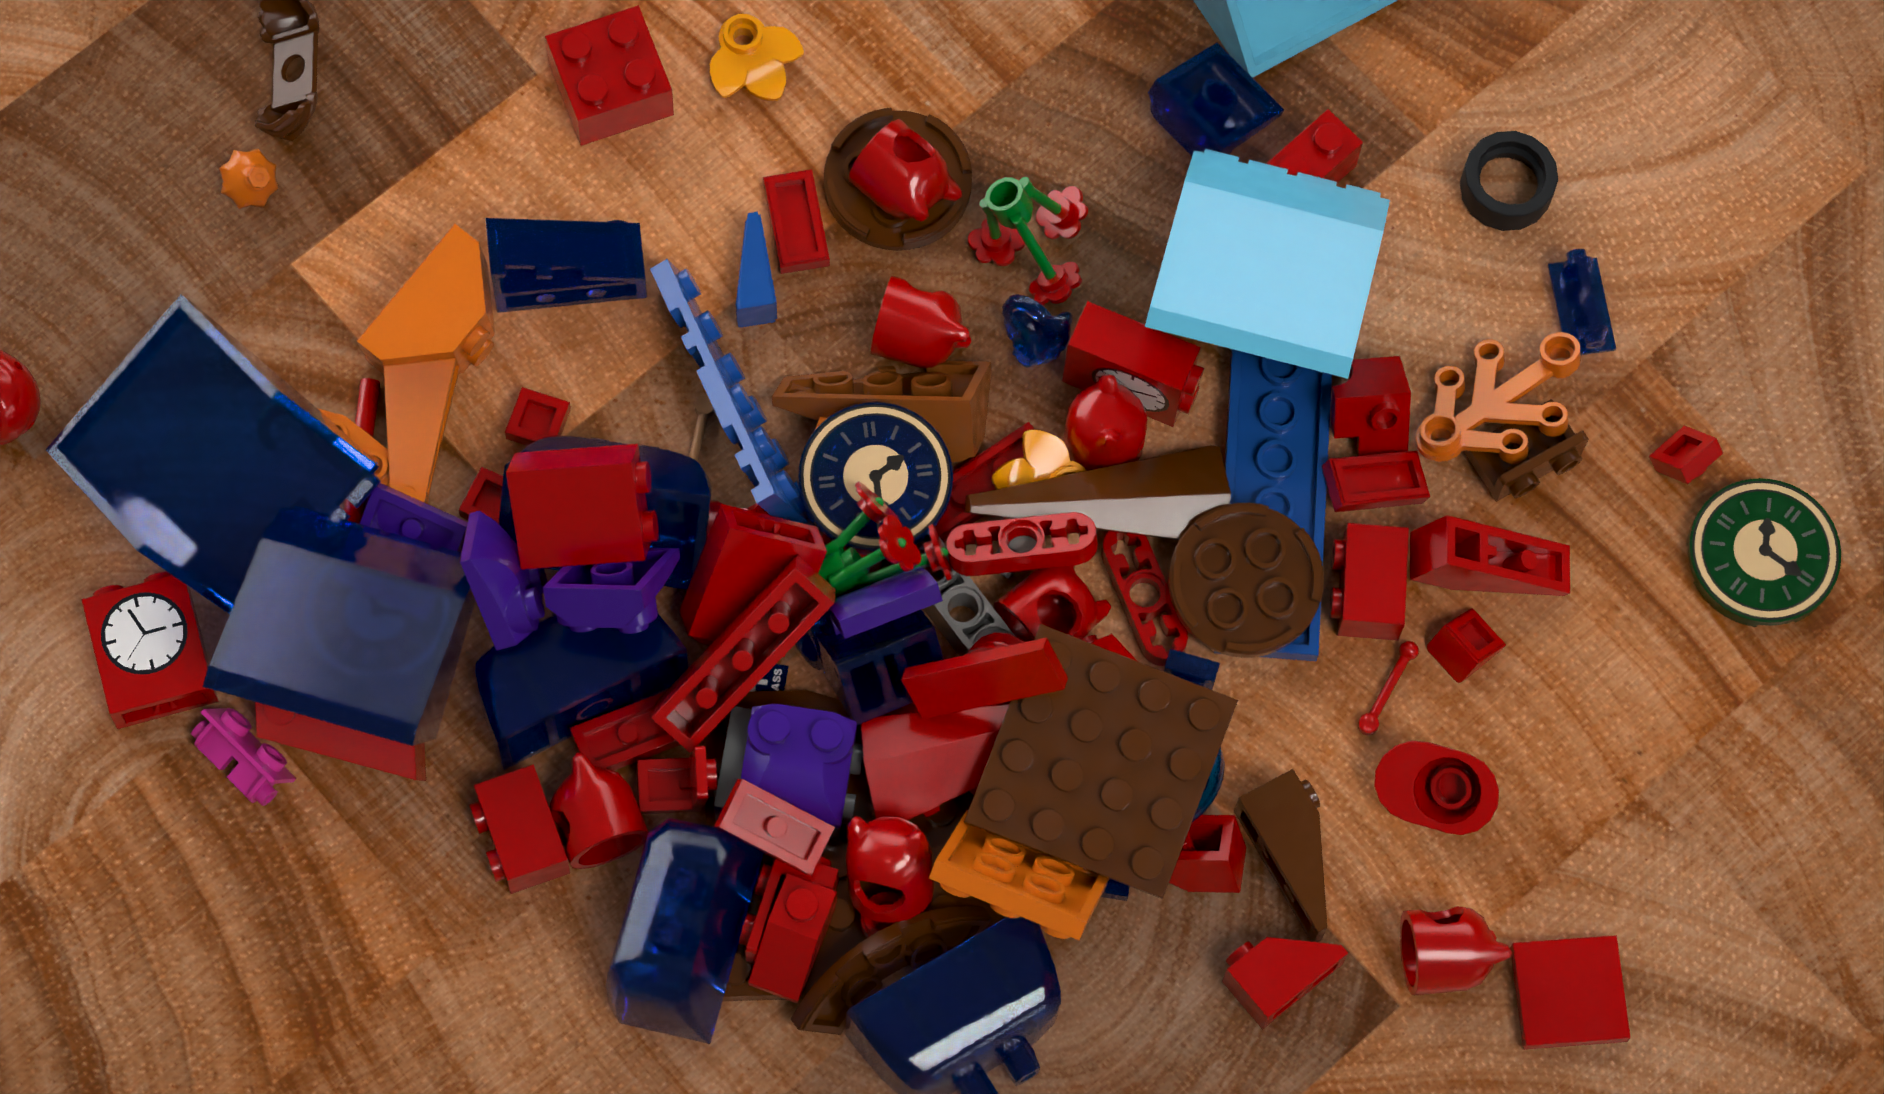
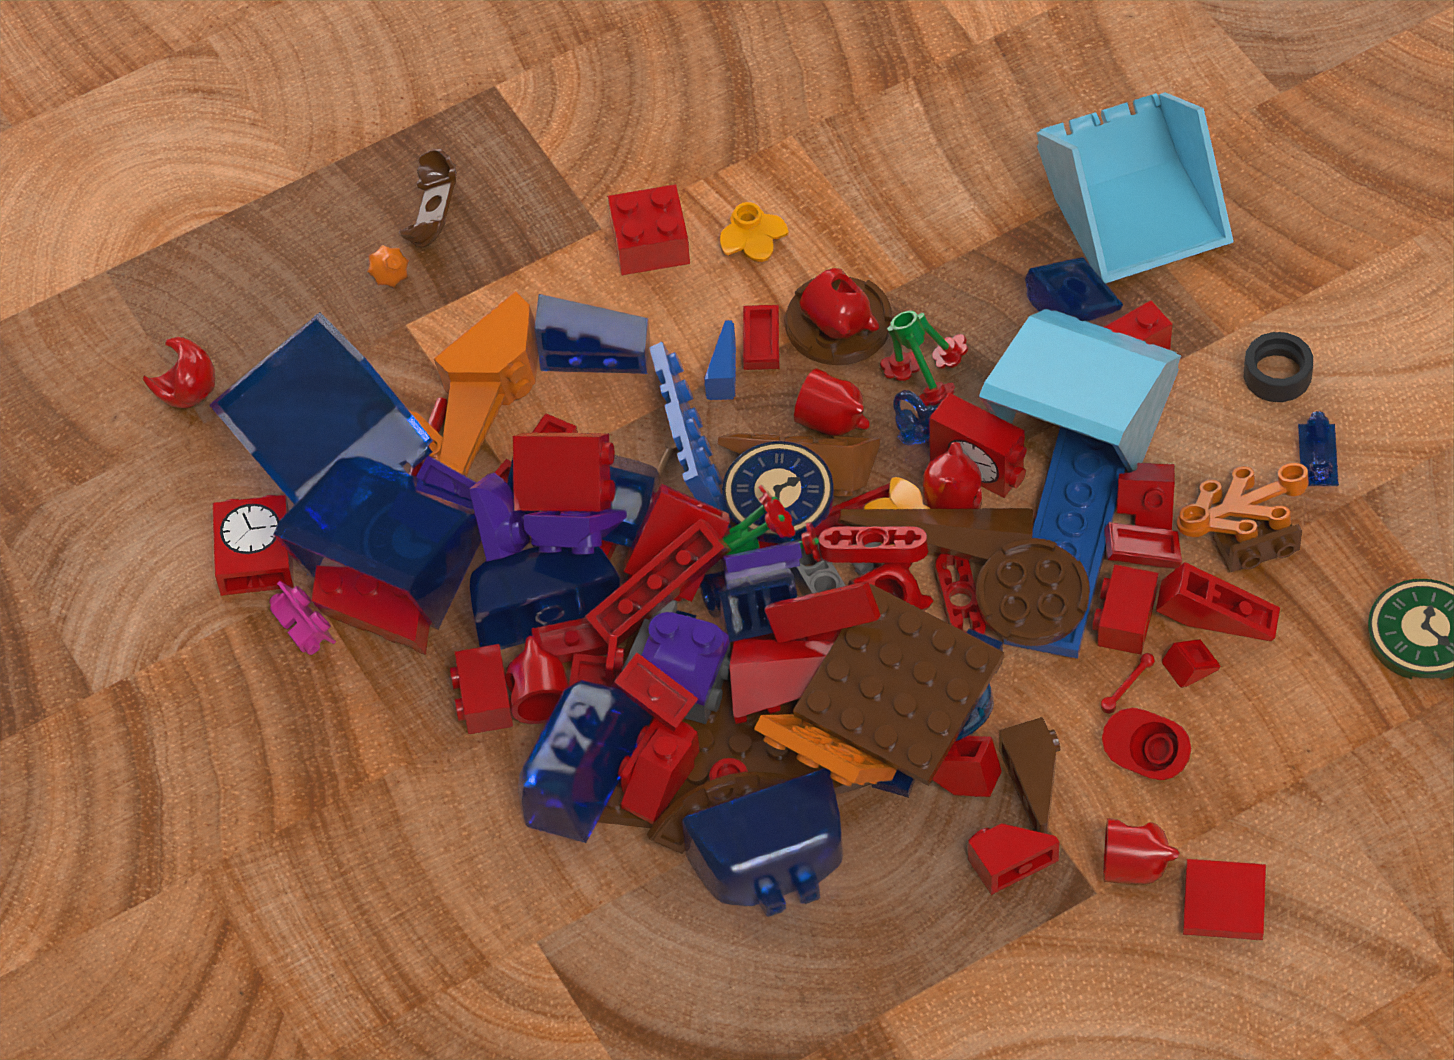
camera: 20 degrees right, 15 degrees down
(892, 855) = (733, 723): red piece -> none
(1686, 454) = (1377, 557): red plate -> none

